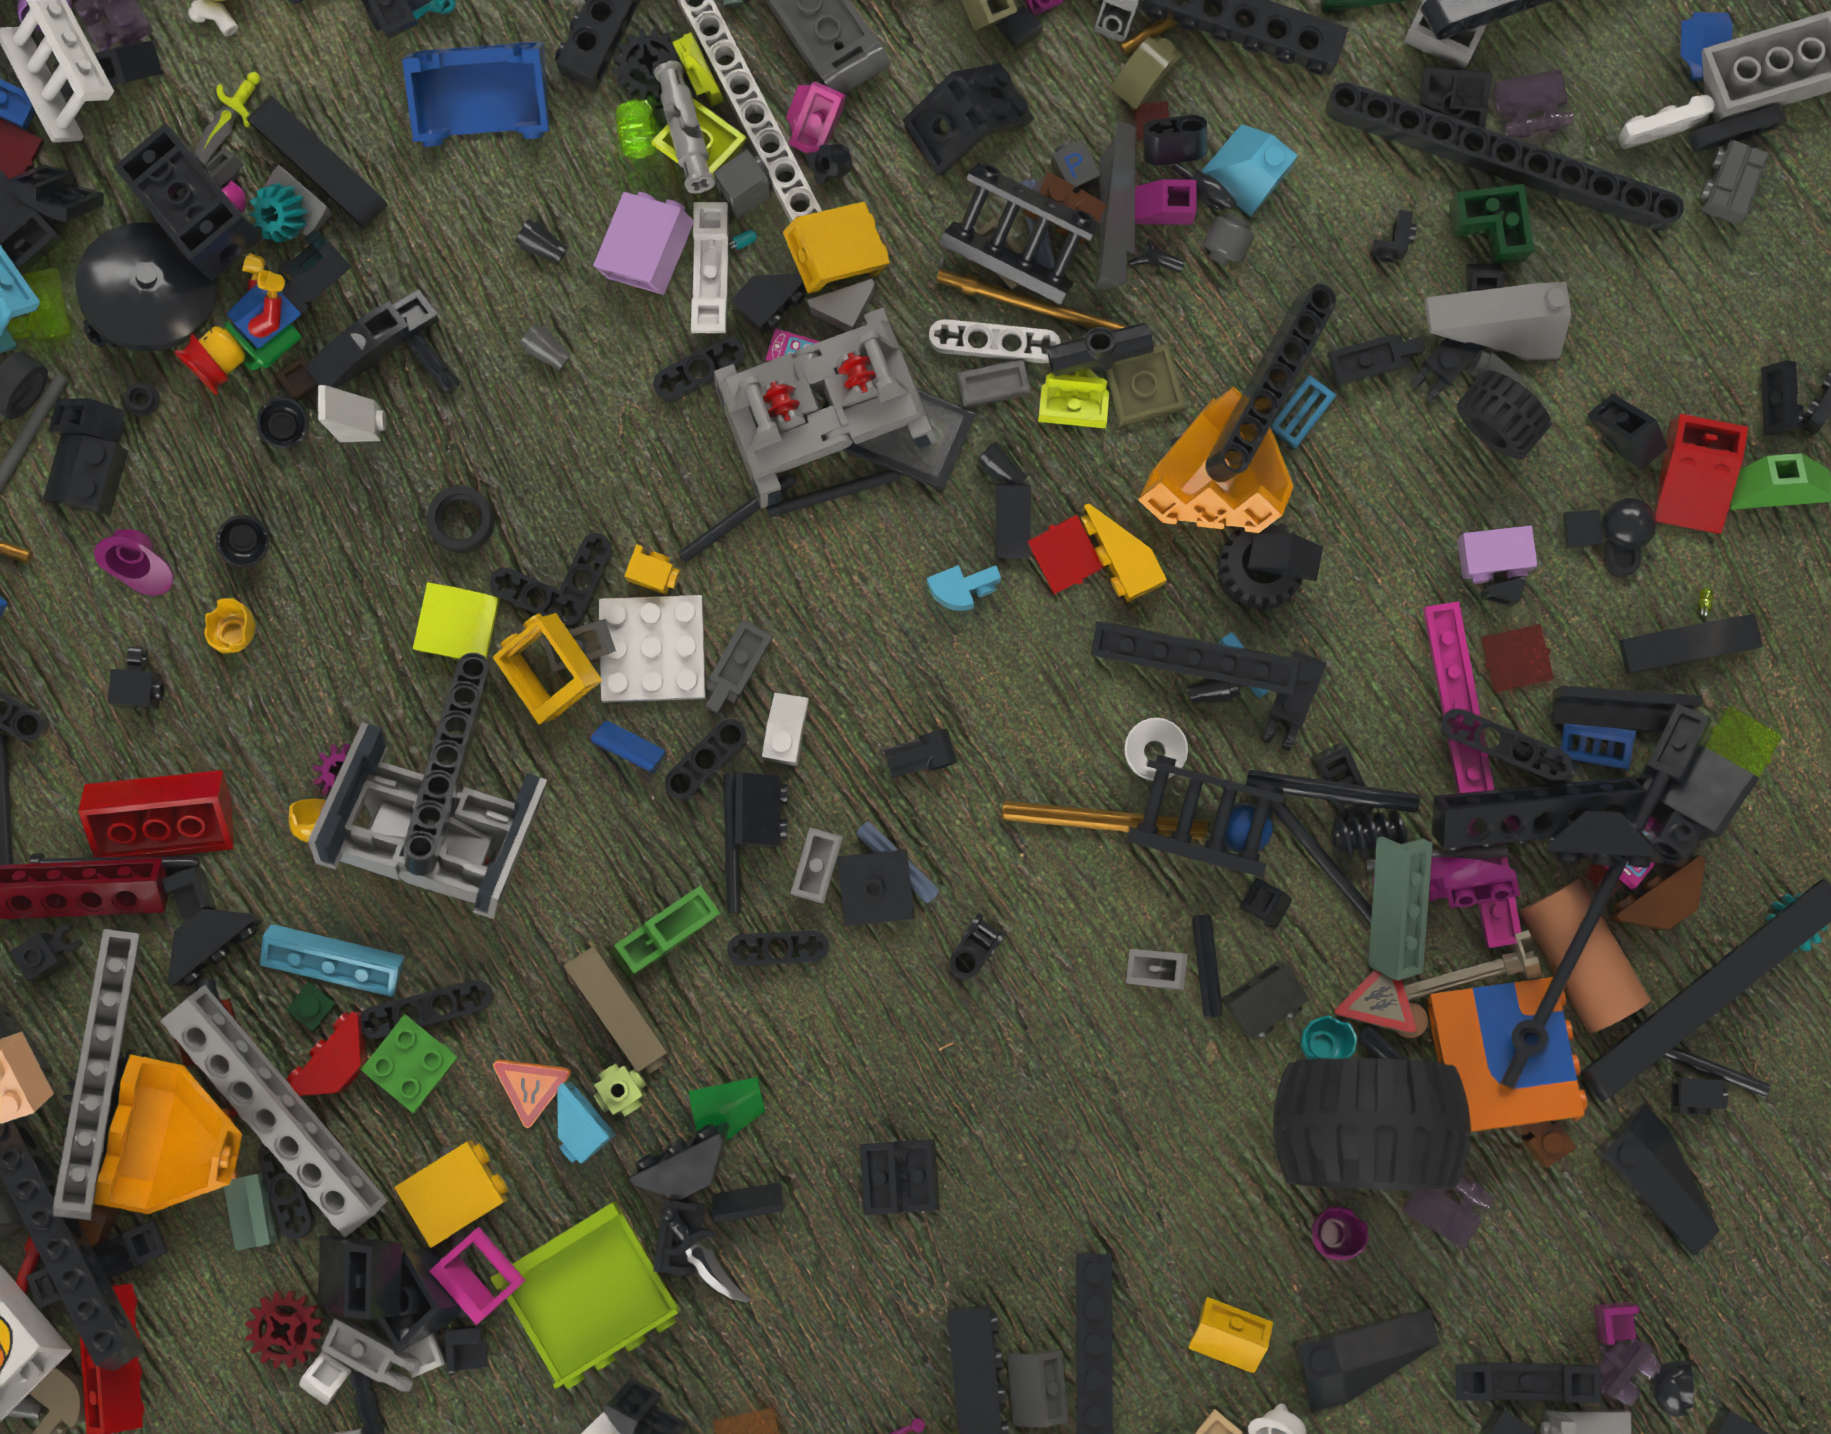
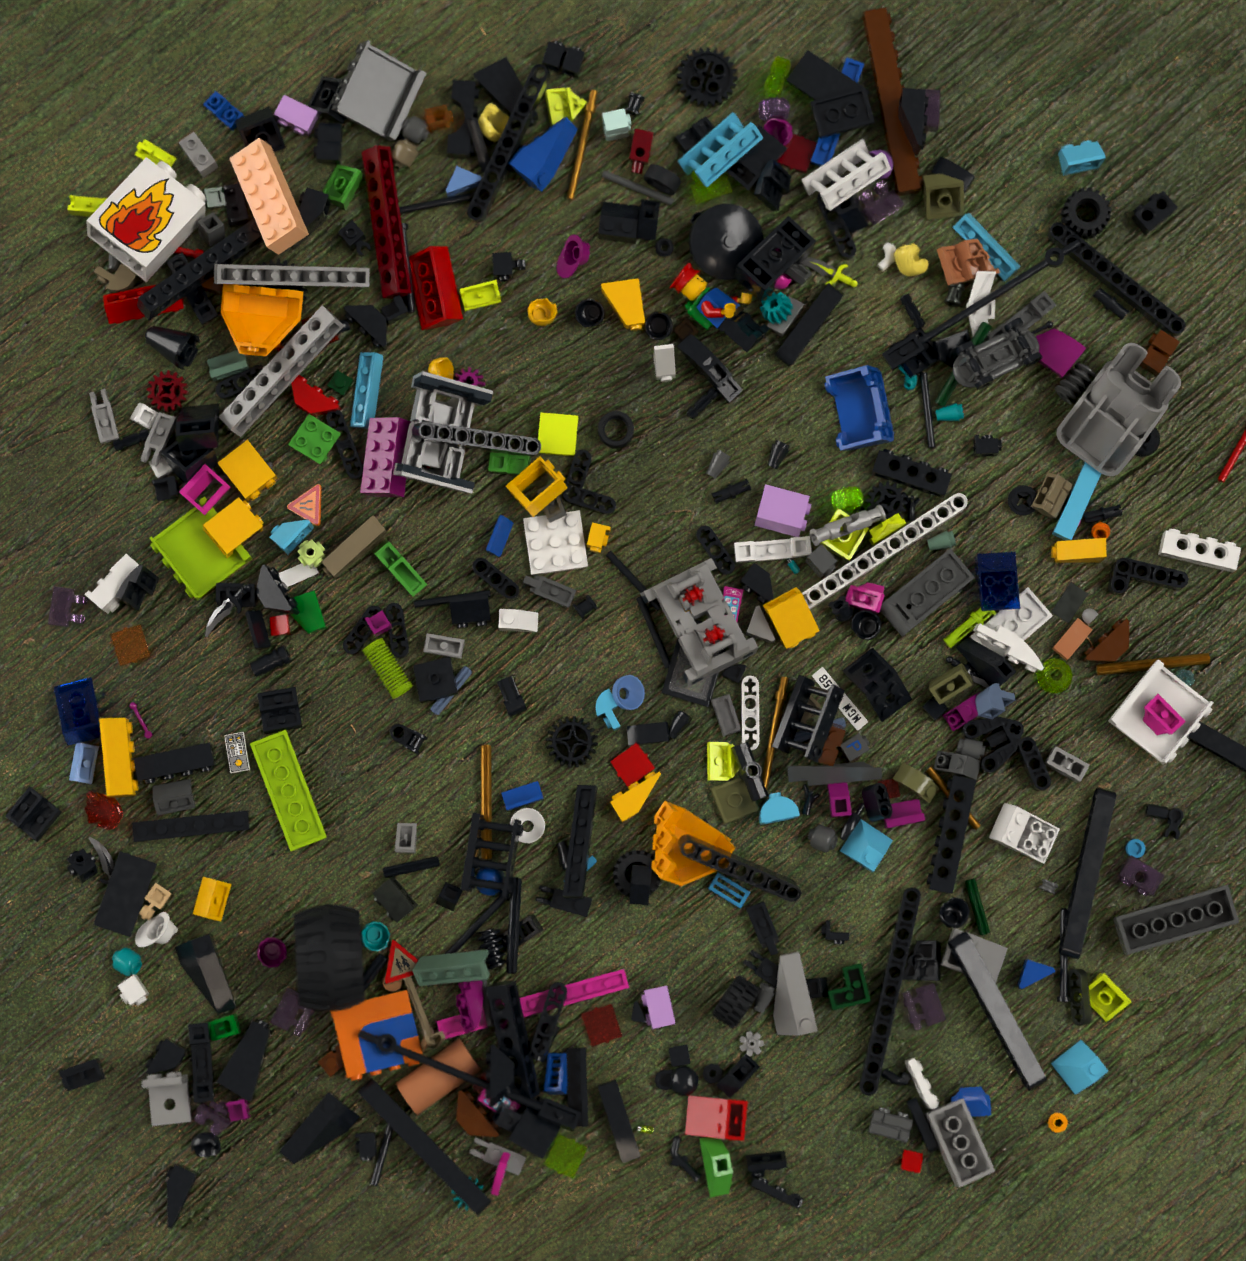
camera: 80 degrees right, 0 degrees up
(145, 103) = (833, 226): none -> black beam
(183, 735) = (480, 295): none -> neon yellow hinge
(198, 1309) = (174, 345): none -> black cone
(232, 475) = (626, 302): none -> yellow slope
(448, 937) = (383, 449): none -> magenta brick
(499, 717) = (507, 463): none -> bright green slope
(552, 1230) = (233, 526): none -> yellow panel
(597, 330) = (731, 491): none -> black pin
(654, 1121) = (297, 574): none -> white sticker
(663, 25) = (911, 506): none -> black bar
(744, 1161) = (280, 625): none -> red slope
(756, 986) = (355, 631): none -> black beam
(763, 978) = (378, 623): none -> magenta panel
(774, 607) = (585, 606): none -> black bush
(810, 1187) = (270, 661): none -> black axle
(863, 122) = (866, 625): none -> black hair
(879, 955) = (379, 647): none -> lime piece
(920, 360) = (734, 672): none -> black tile
(937, 538) = (634, 692): none -> medium blue piece
(956, 204) = (846, 705): none -> white sticker
(968, 1263) = (237, 752): none -> tile
(1029, 658) = (581, 742): none -> black gear
(1048, 1175) = (288, 790): none -> lime plate
(1101, 754) = (522, 796): none -> blue panel
(1173, 308) = (778, 809): none -> medium azure brick
(1199, 95) = (905, 813): none -> magenta panel
(1379, 31) = (954, 913): none -> black hair
(1466, 1333) = (224, 1027): none -> green slope
(1538, 1302) = (246, 1063): none -> black slope
(1571, 403) = (756, 1043): none -> light grey plant
(1609, 478) = (712, 1067): none -> black plate
(1655, 164) = (895, 1079): none -> black arm
(1734, 860) = (494, 1155): none -> light grey hinge
(1766, 543) = (682, 1161): none -> black piece
(1770, 860) = (500, 1173): none -> dark pink tile
(1797, 154) = (911, 1161): none -> red slope

